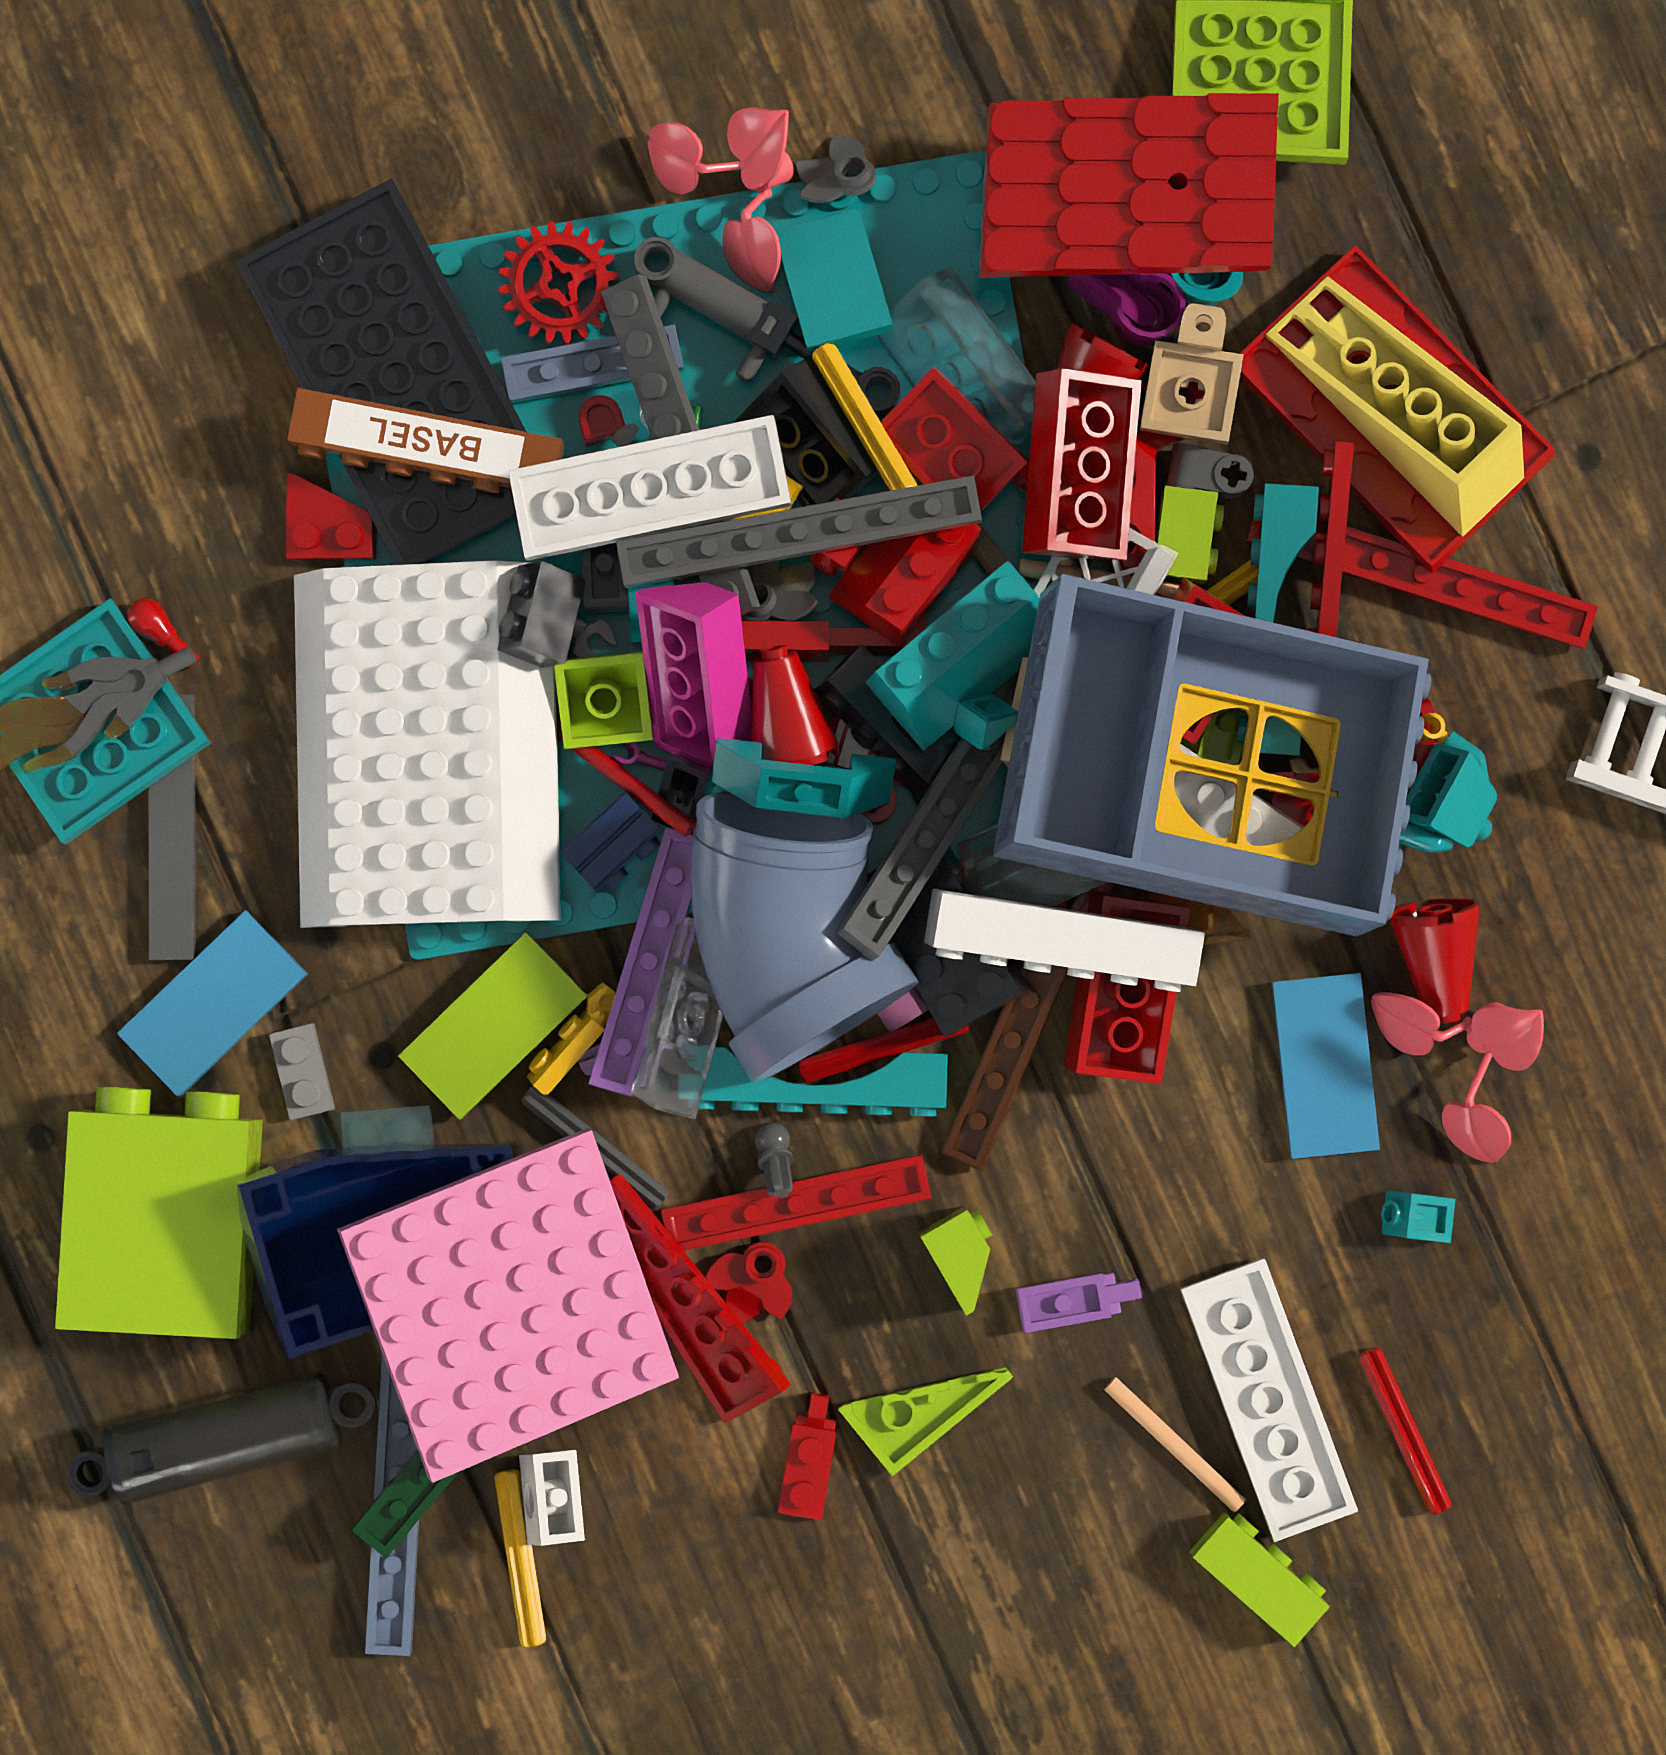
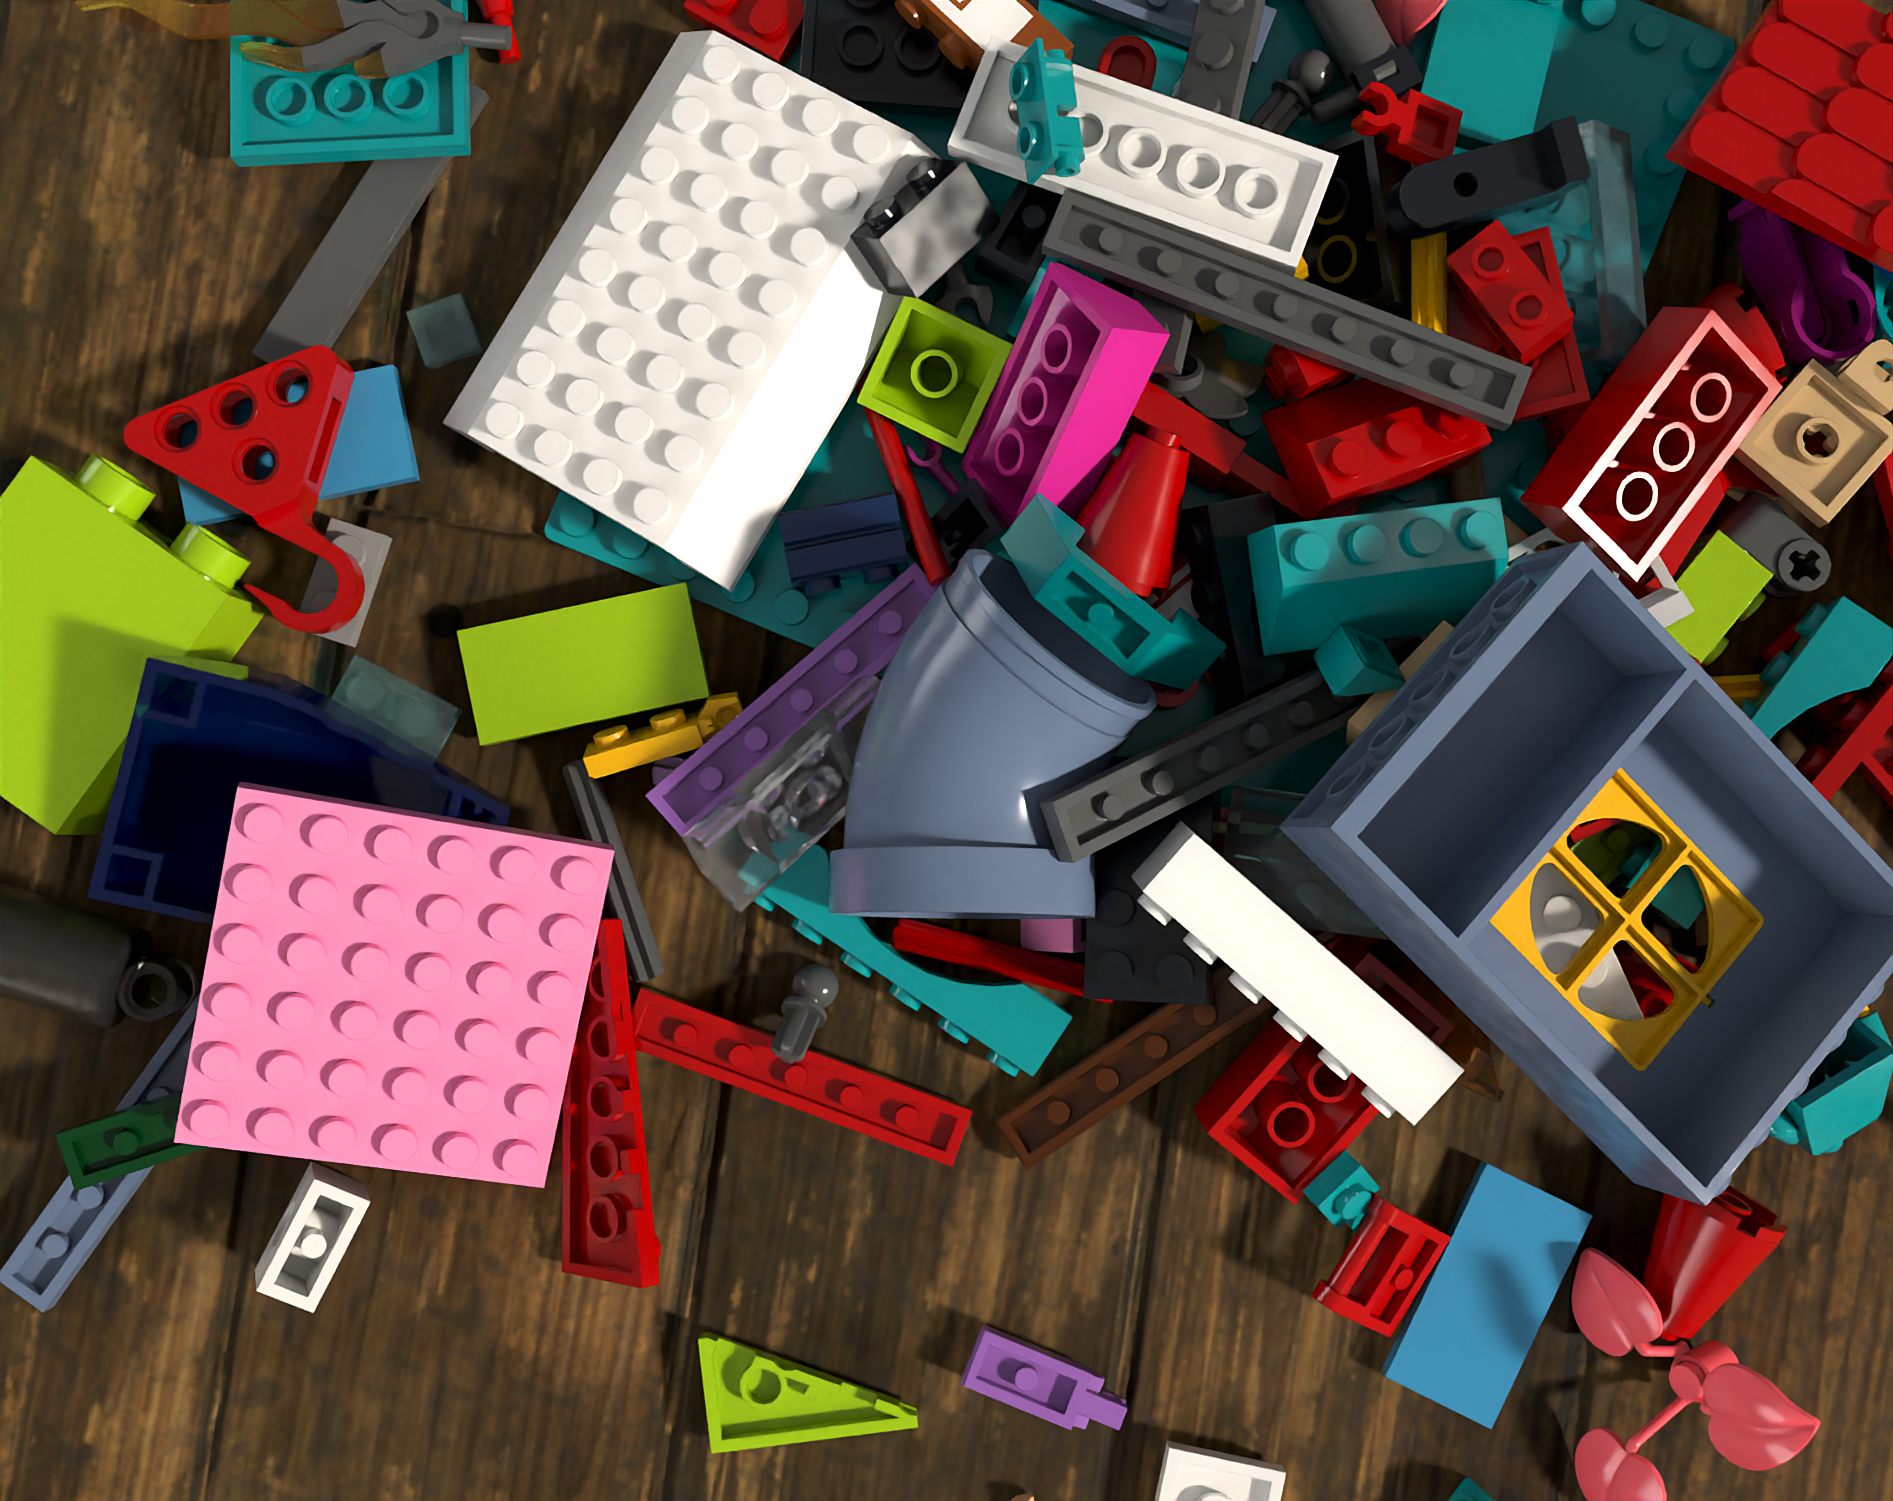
camera: 25 degrees right, 0 degrees up
(214, 994) = (227, 455): none -> red piece
(264, 867) = (445, 331): none -> clear light blue tile
(520, 1559) = (237, 1280): yellow axle -> none
(561, 488) = (1041, 86): none -> teal hinge
(721, 351) = (1308, 77): none -> dark grey axle
(747, 1287) = (685, 1135): red plate -> none
(808, 1461) = (629, 1373): red hinge -> none
(810, 355) = (1416, 124): none -> red plate
(878, 367) = (1489, 182): none -> black piece
(933, 430) = (1509, 293): none -> red brick
(960, 1253) = (947, 1253): lime slope -> none
(1190, 1057) = (1342, 1191): none -> teal plate
(1255, 1089) = (1394, 1272): none -> red plate

